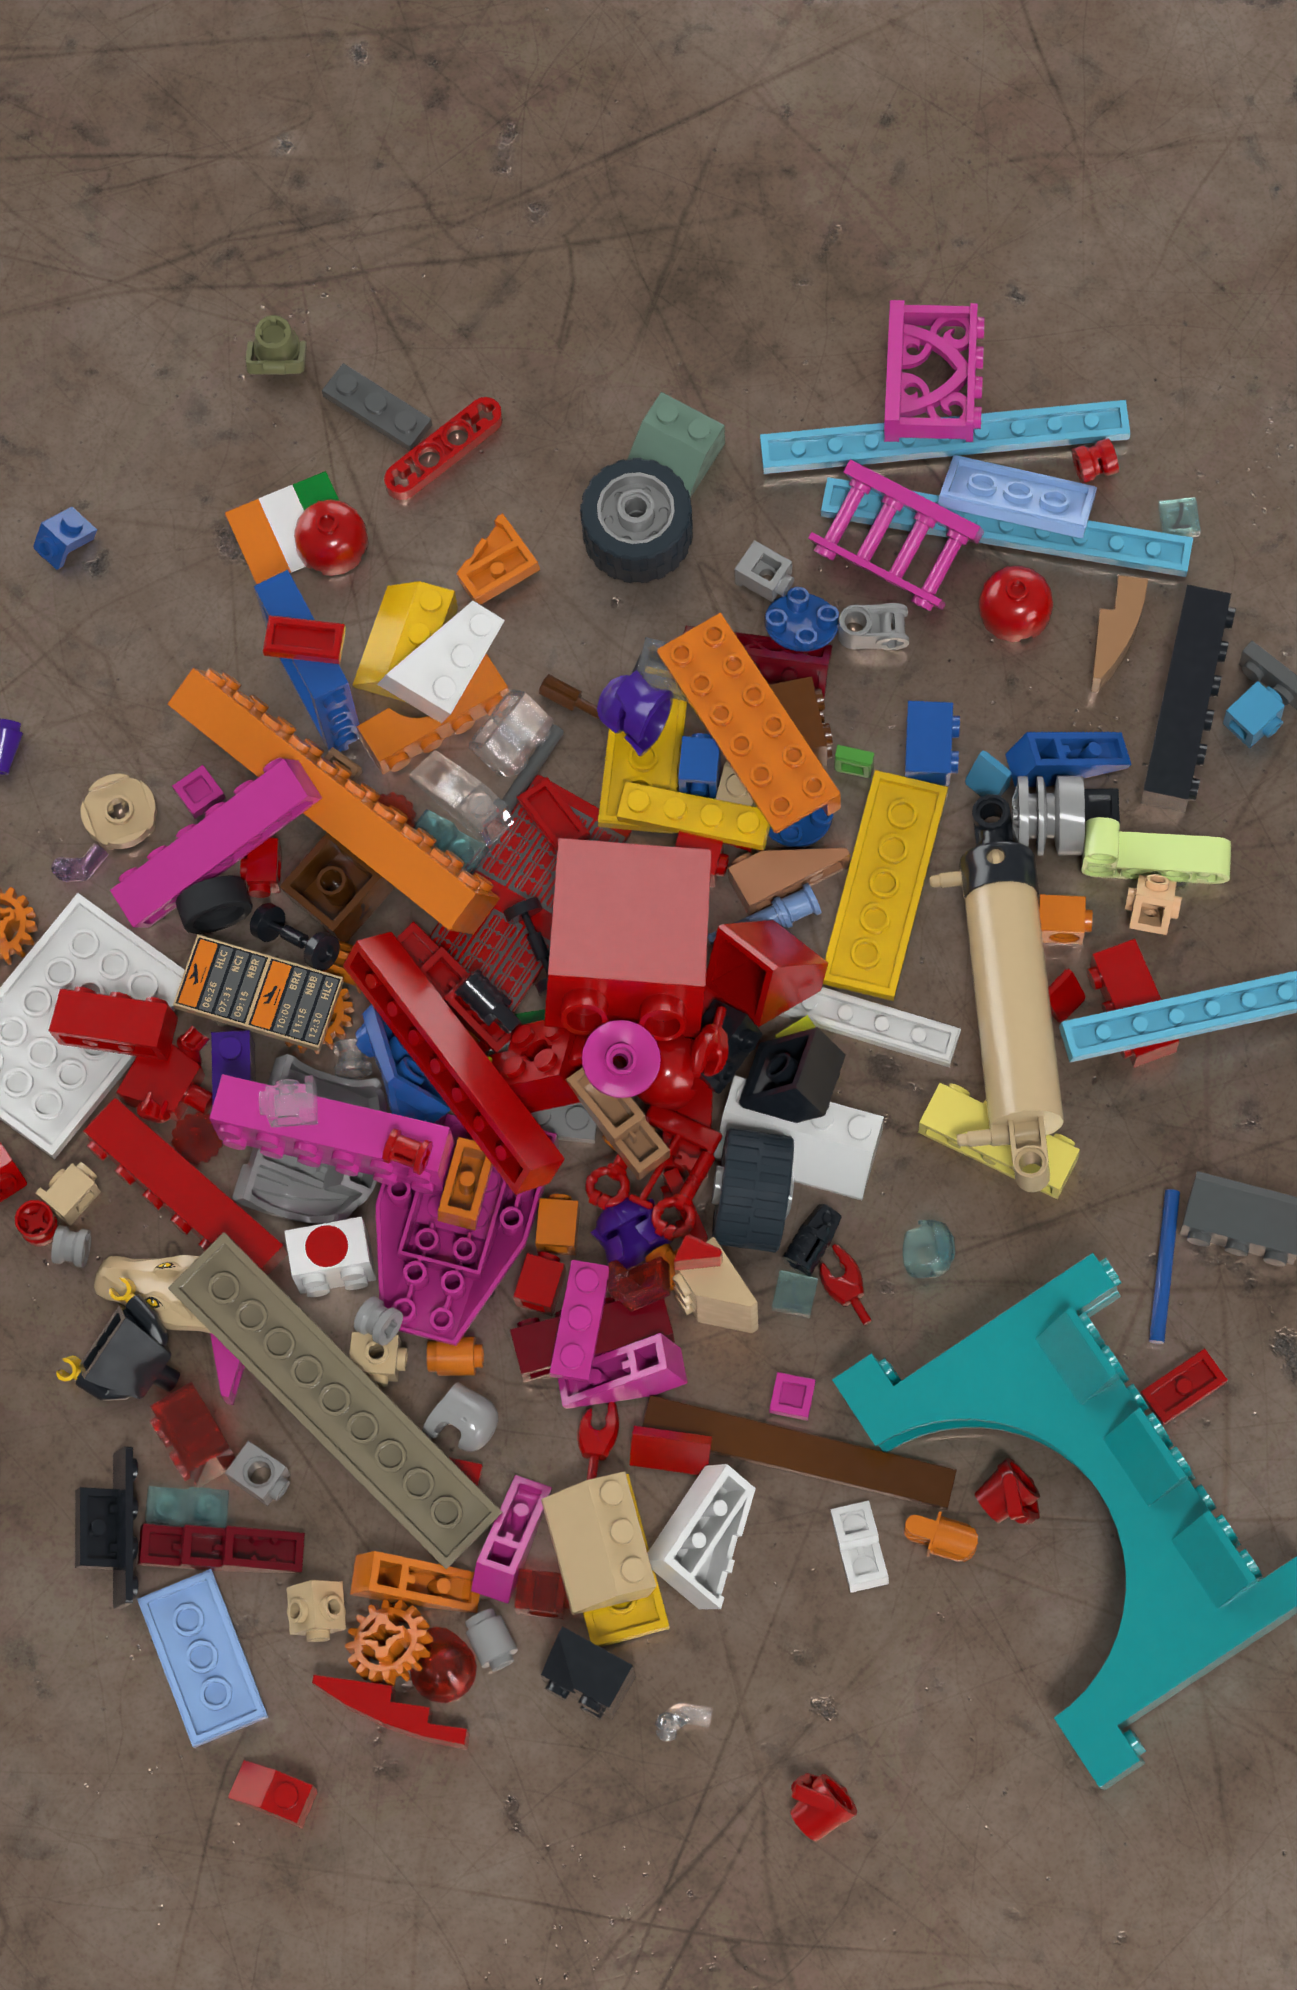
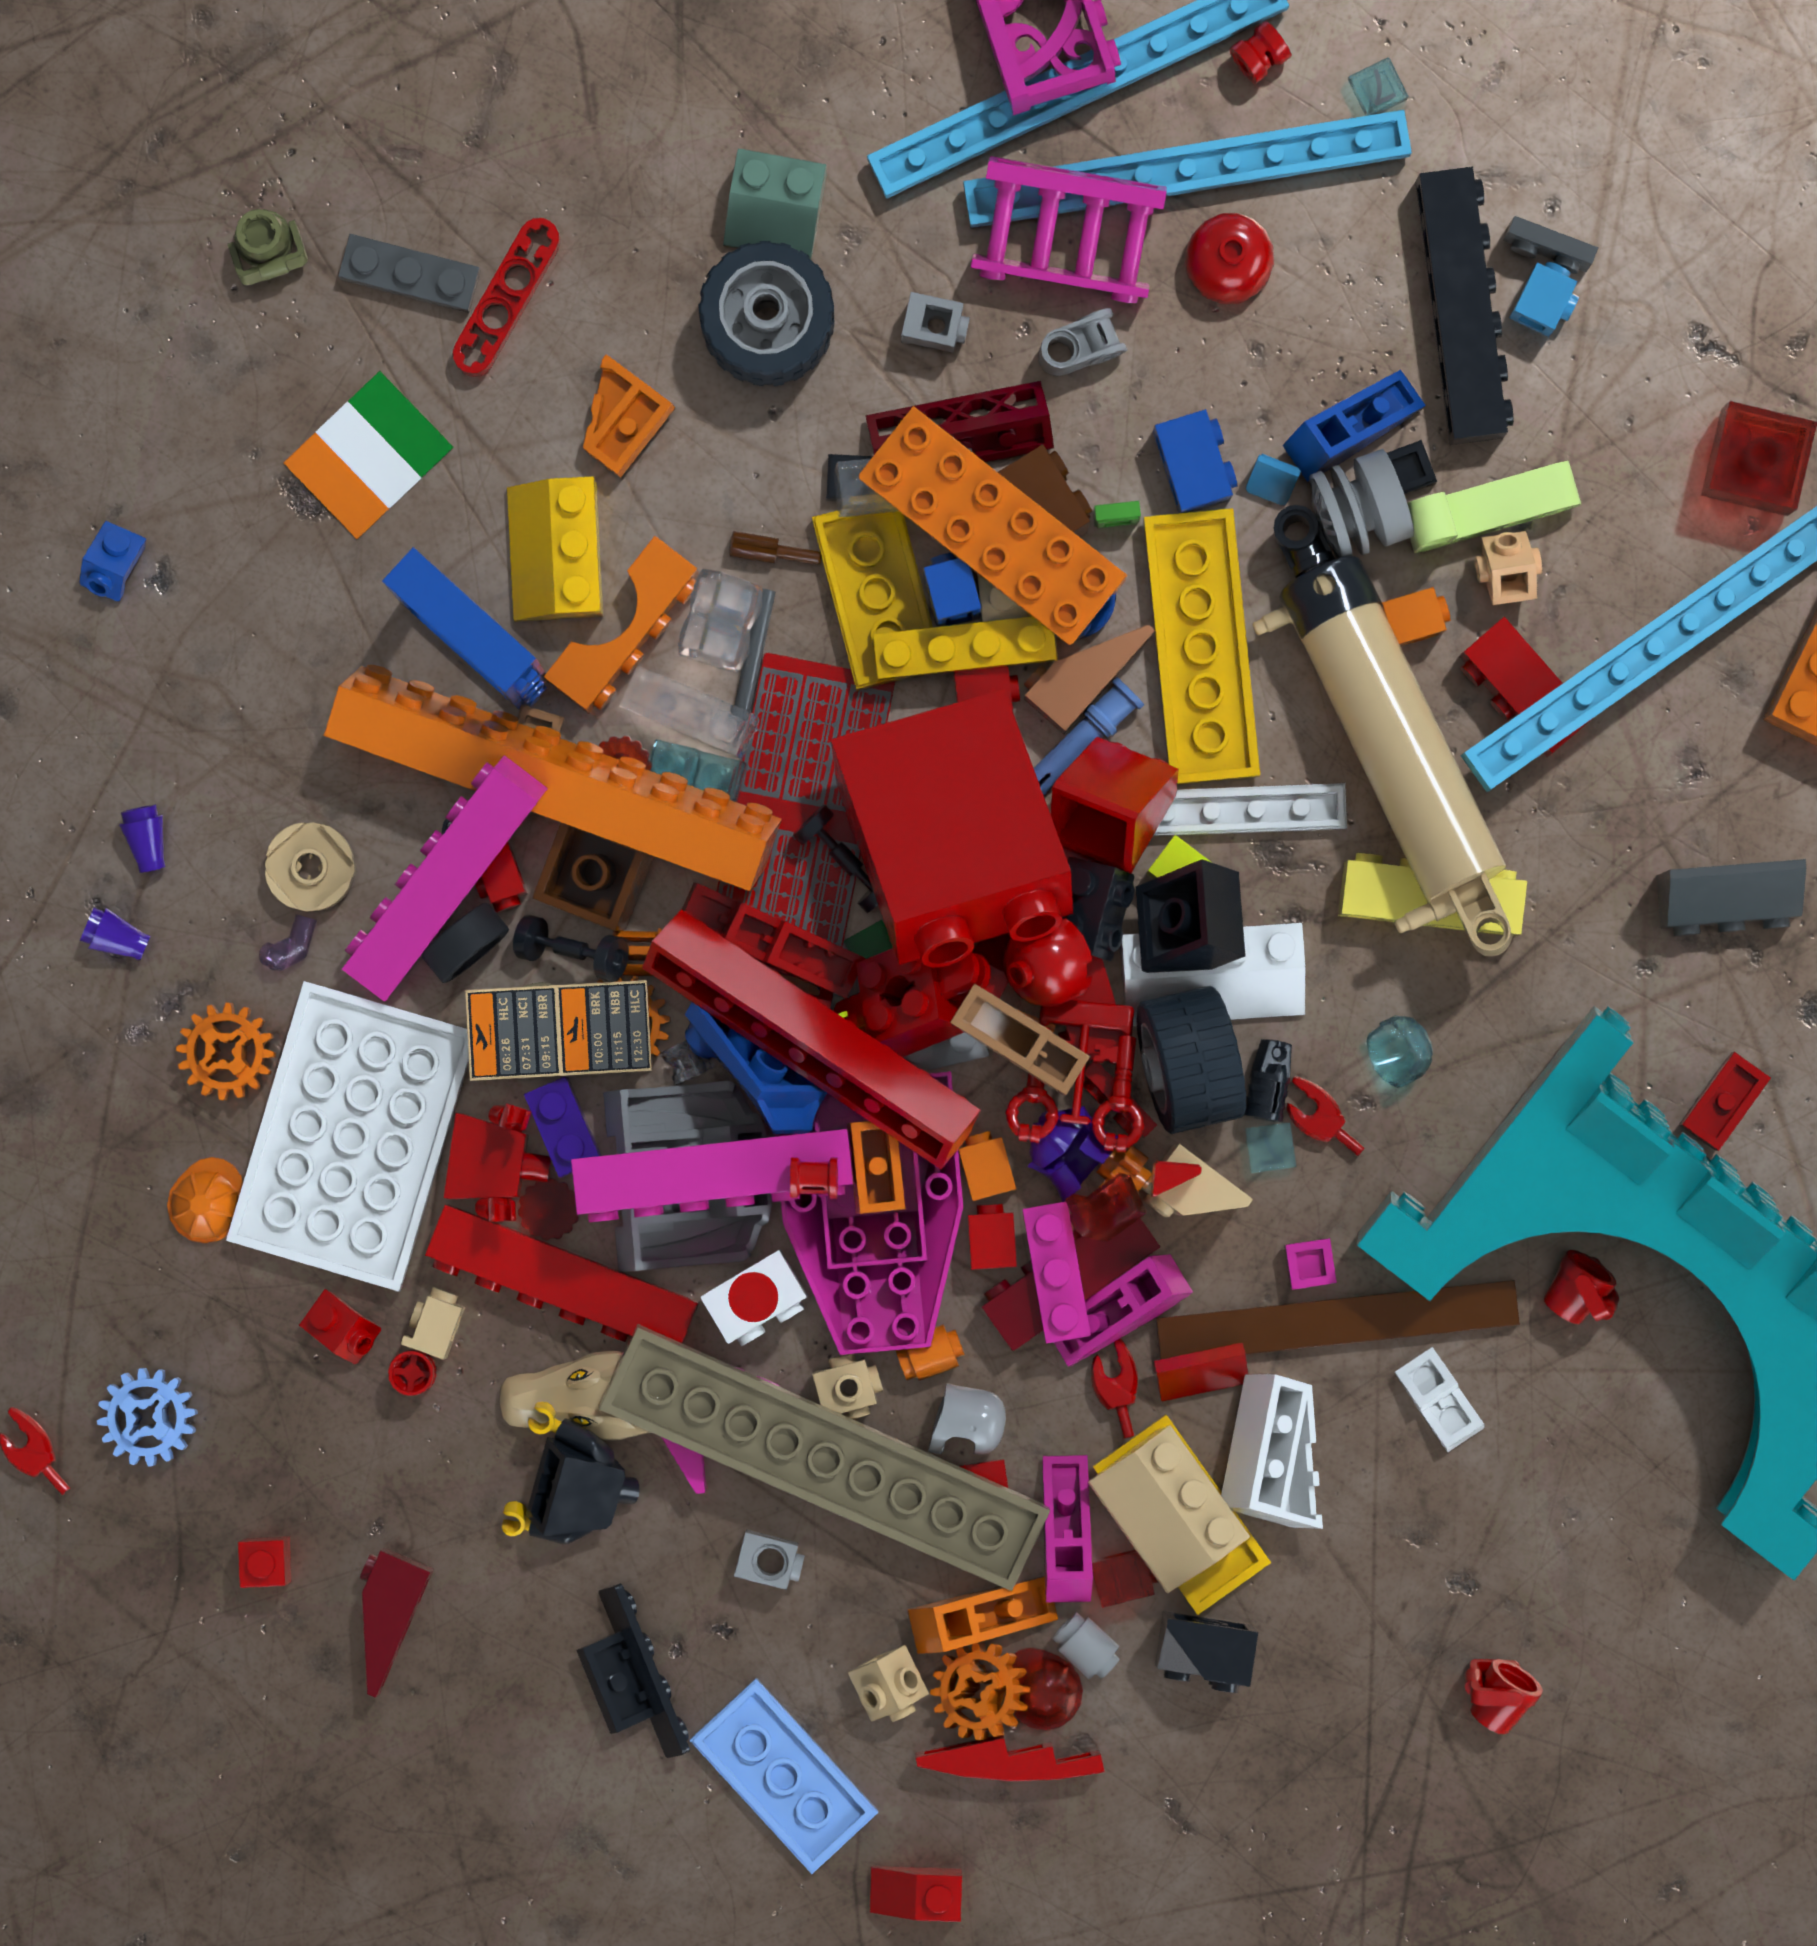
camera: 30 degrees left, 15 degrees up
(71, 1246) = (461, 1384): light grey wheel -> none
(113, 1023) = (411, 1123): red brick -> none
(187, 1506) = (703, 1623): clear light blue slope -> none
(198, 791) = (391, 812): dark pink plate -> none
(198, 1443) = (683, 1549): clear red brick -> none
(221, 1548) = (758, 1653): dark red slope -> none
(290, 1103) = (662, 1169): clear brick -> none
(304, 639) = (467, 626): red tile -> none
(330, 537) = (420, 454): red cylinder -> none
(378, 1321) = (840, 1356): light grey wheel -> none
(444, 664) = (622, 572): white wedge -> none
(487, 1001) = (817, 949): black hinge -> none
(551, 814) = (803, 699): red tile -> none
(623, 1040) = (1027, 980): dark pink dish -> none
(636, 709) = (852, 546): dark purple helmet -> none
(680, 1715) = (1315, 1651): clear arm -> none
(710, 1047) = (1092, 923): red hand -> none
(801, 621) = (996, 365): blue dish -> none
(943, 1536) = (1528, 1359): orange arm -> none
(1017, 496) = (1189, 130): light blue tile -> none
(1065, 995) = (1446, 704): red slope -> none
(1117, 629) = (1356, 250): medium nougat slope -> none
(1164, 1266) = (1658, 972): blue bar -> none

